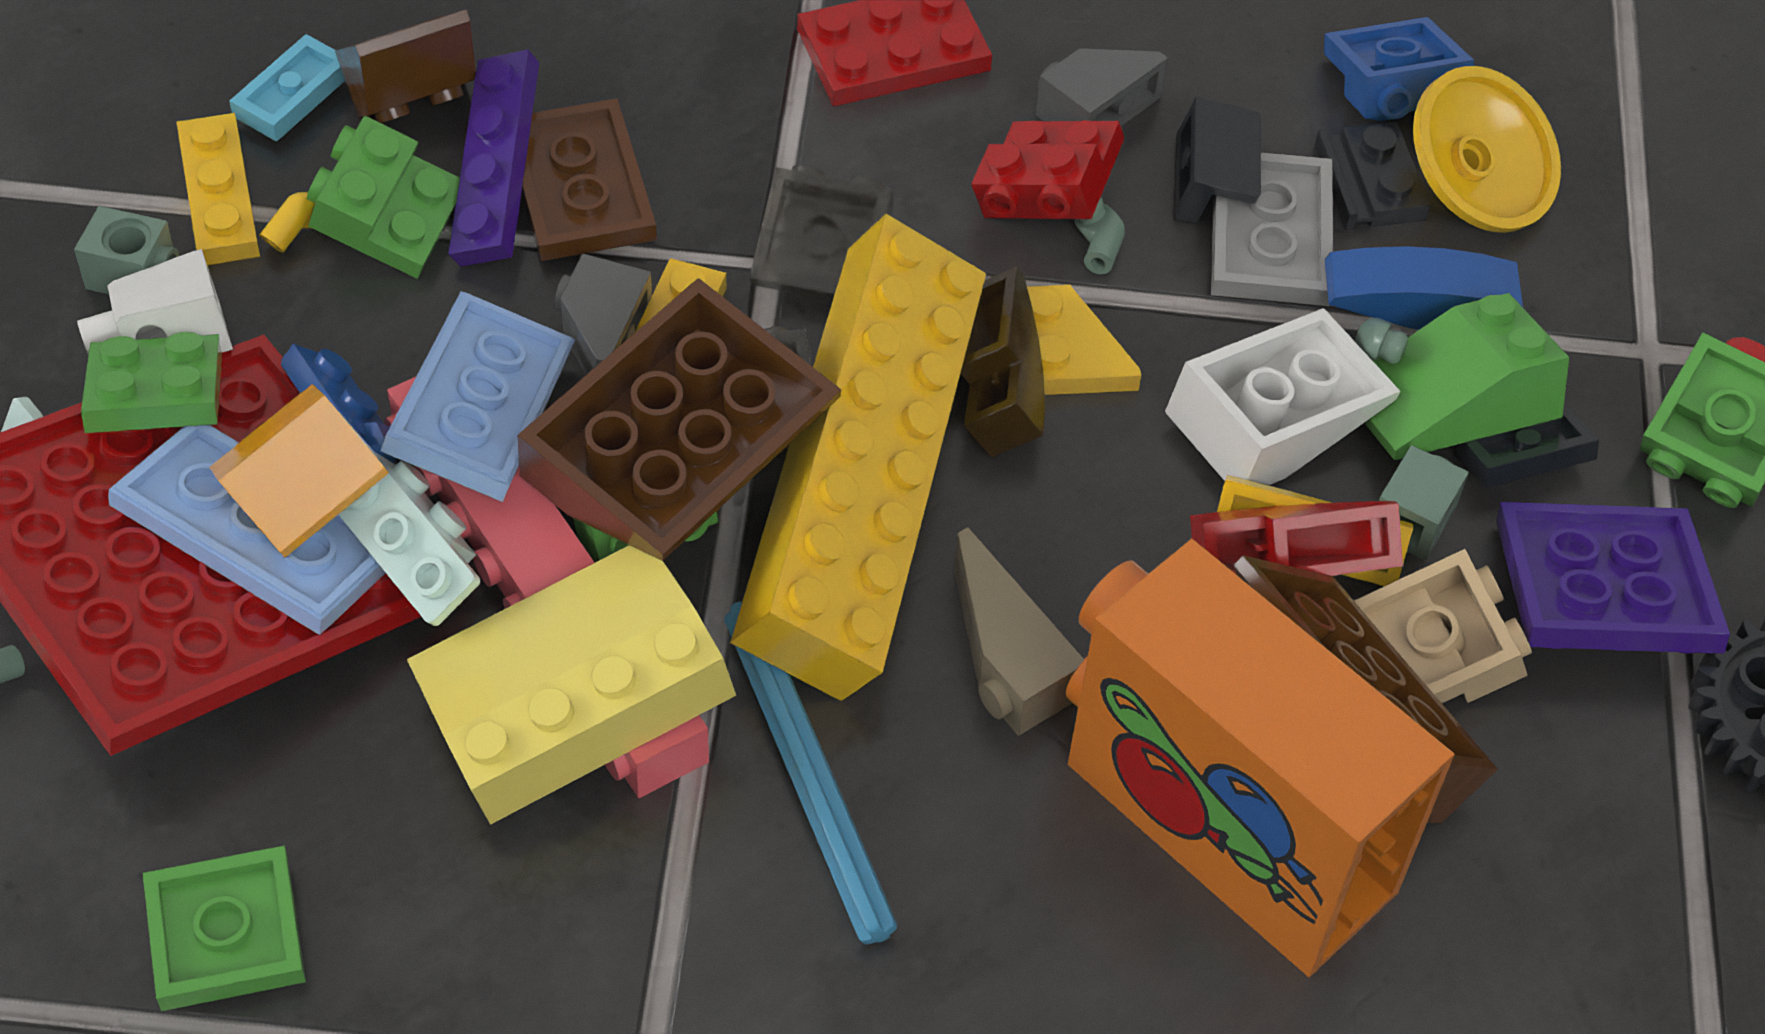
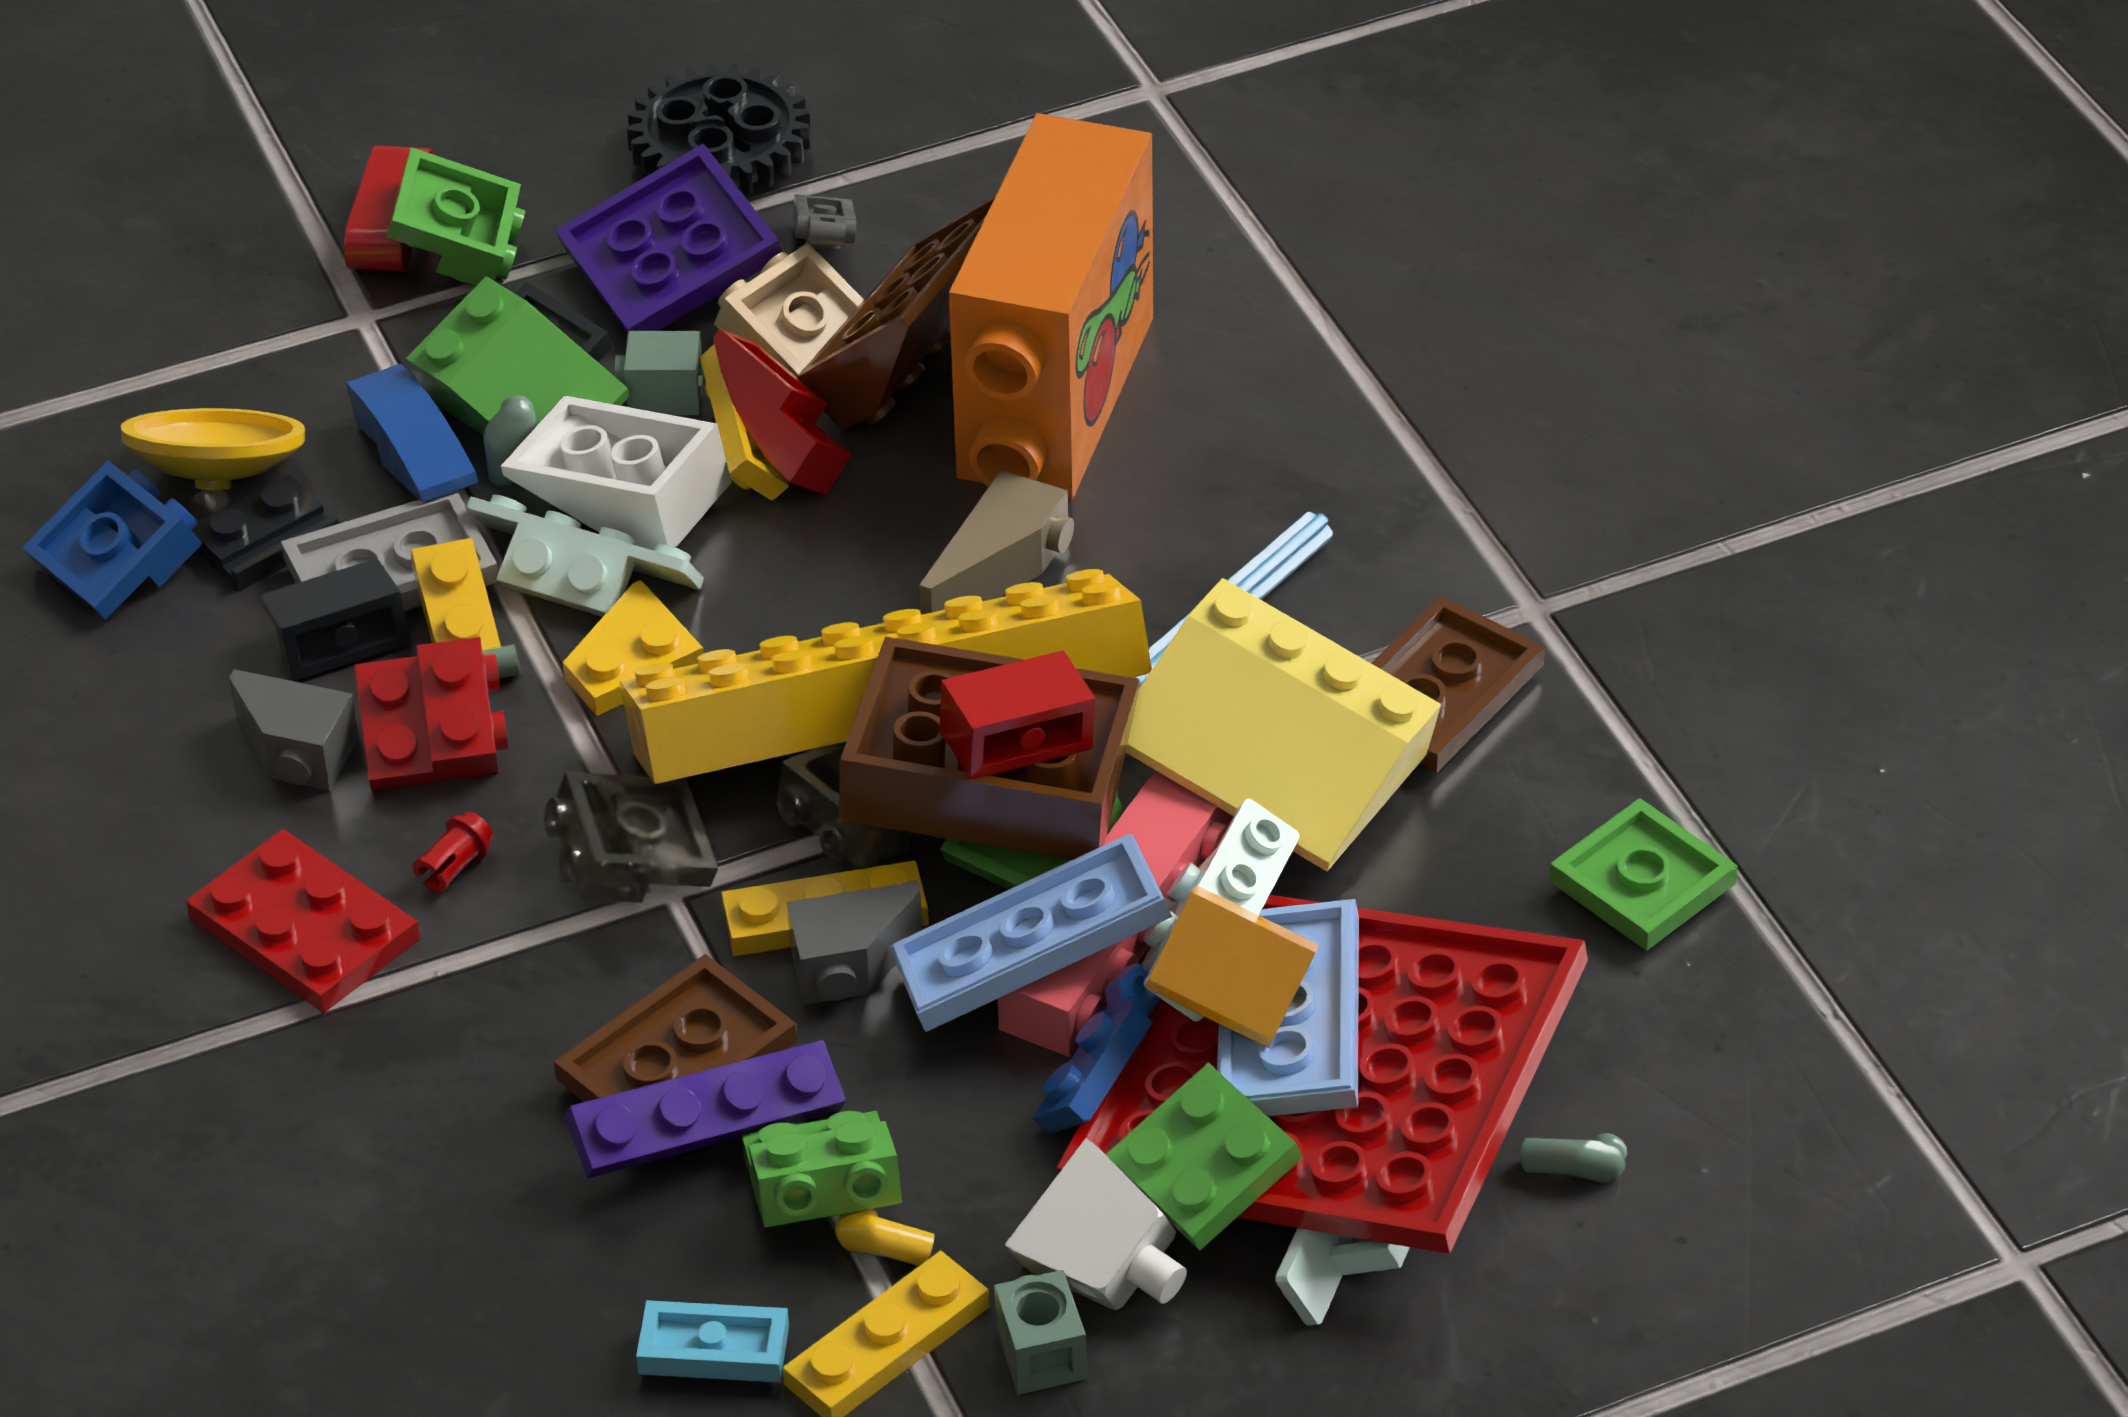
camera: 115 degrees left, 10 degrees down
(409, 65) = (639, 1208): reddish brown slope -> none
(587, 905) = (1464, 666): none -> reddish brown plate
(642, 396) = (1017, 714): none -> red brick
(903, 149) = (463, 841): none -> red pin
(1004, 367) = (735, 628): dark brown slope -> none
(1181, 236) = (454, 593): none -> yellow plate
(1188, 330) = (572, 565): none -> light aqua bracket
(1573, 708) = (824, 221): none -> dark grey hinge

